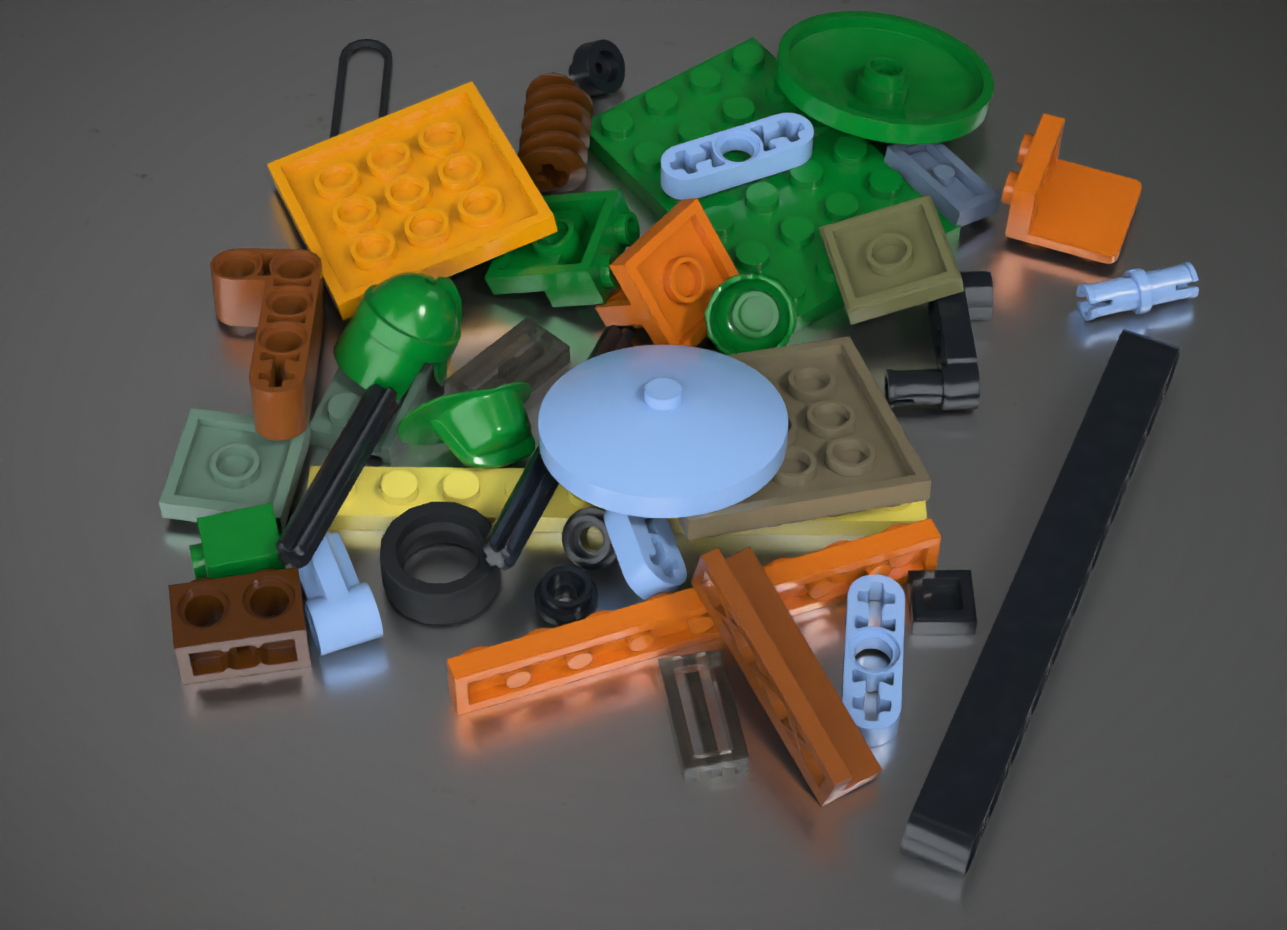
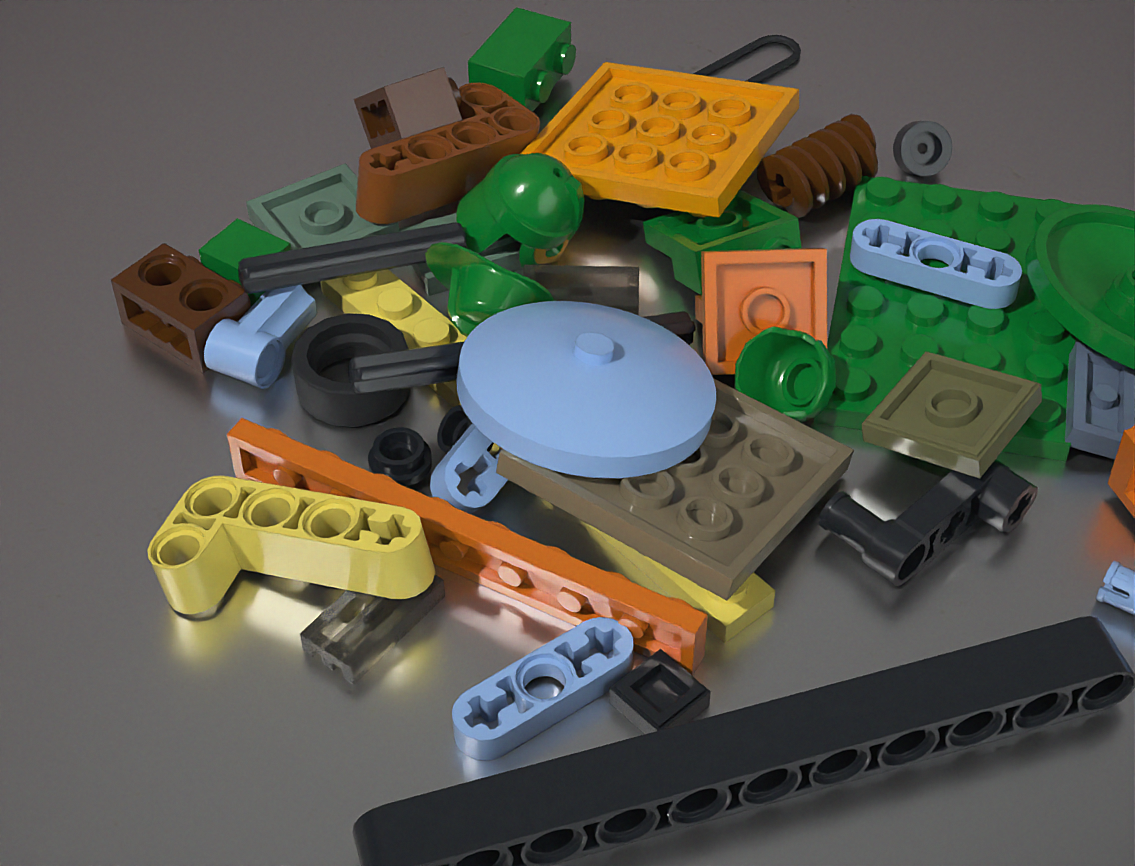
camera: 50 degrees right, 5 degrees down
(193, 321) = (409, 107): none -> reddish brown brick
(208, 208) = (525, 57): none -> green brick
(697, 664) = (287, 534): none -> light yellow beam
(784, 674) = (432, 626): dark orange fence -> none

